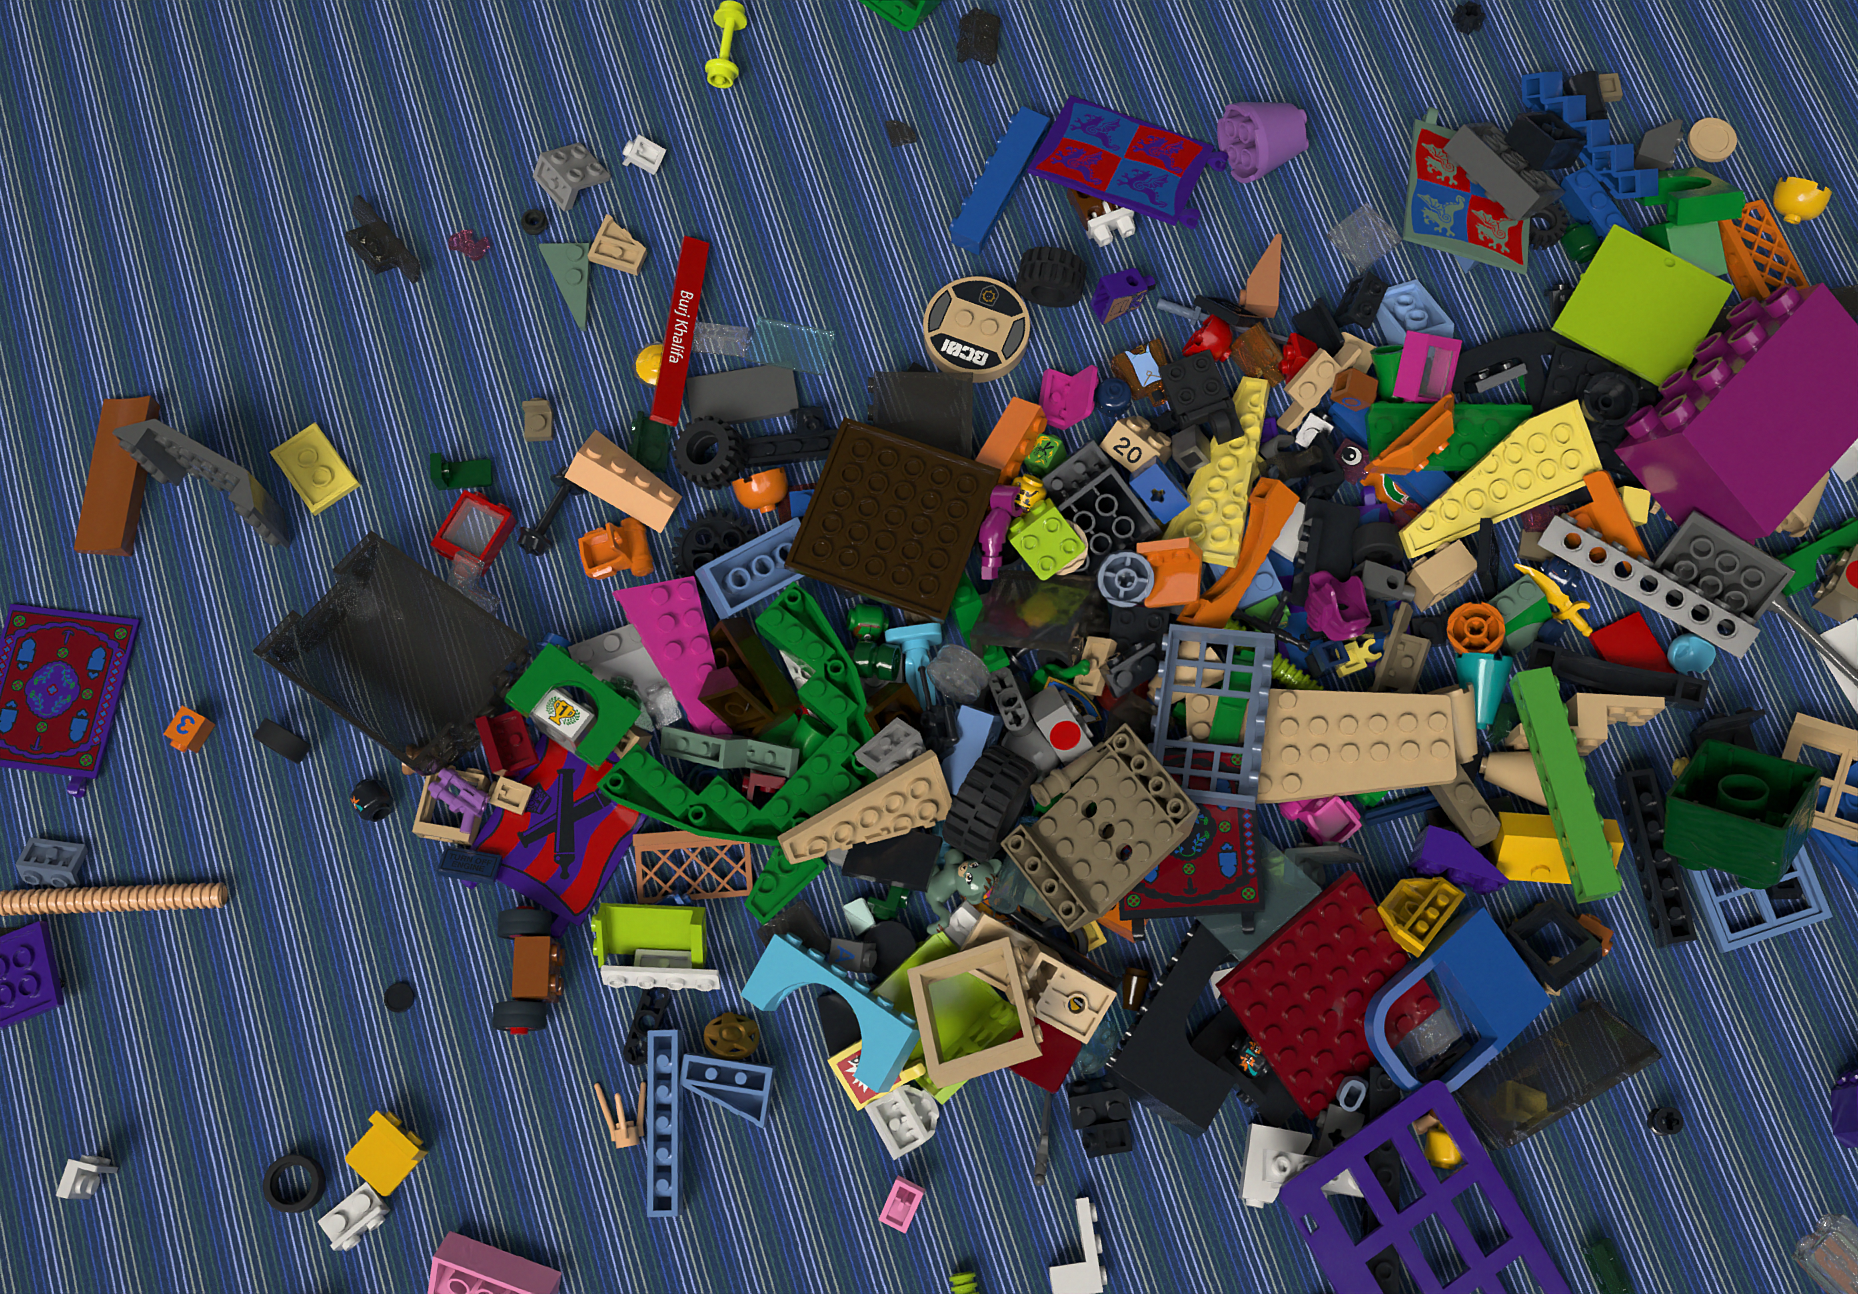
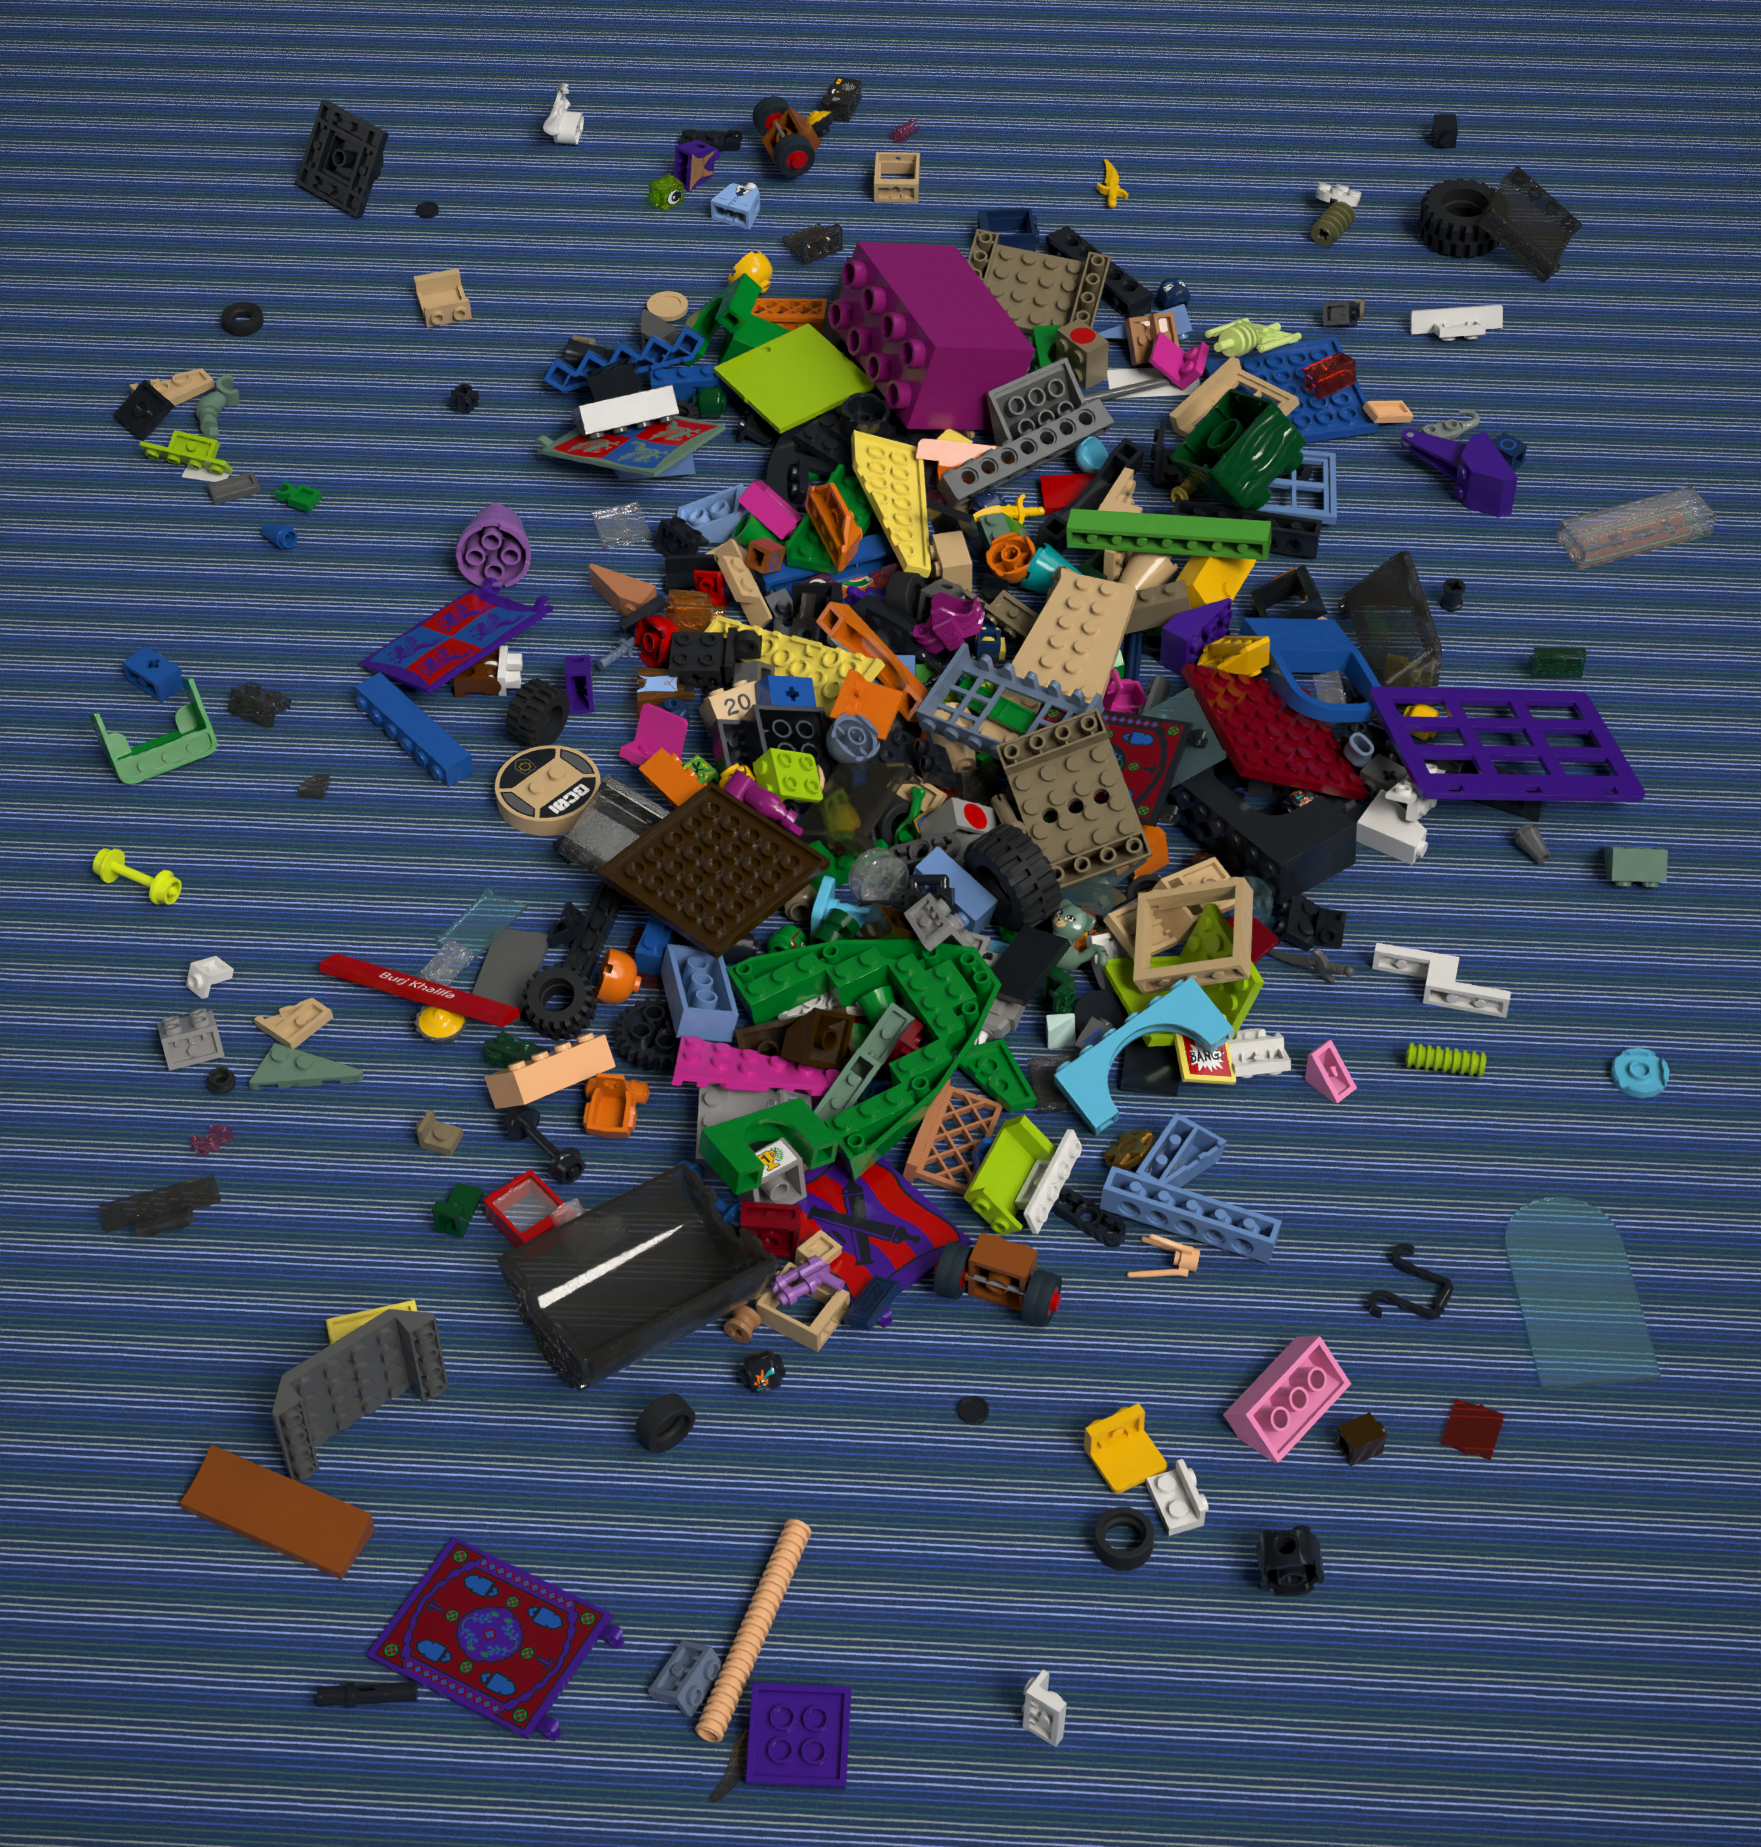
camera: 70 degrees left, 25 degrees down
(188, 730) = (605, 1512): orange brick -> none
(884, 809) = (986, 942): tan wing -> none
(1551, 631) = (1030, 526): dark blue tile -> none

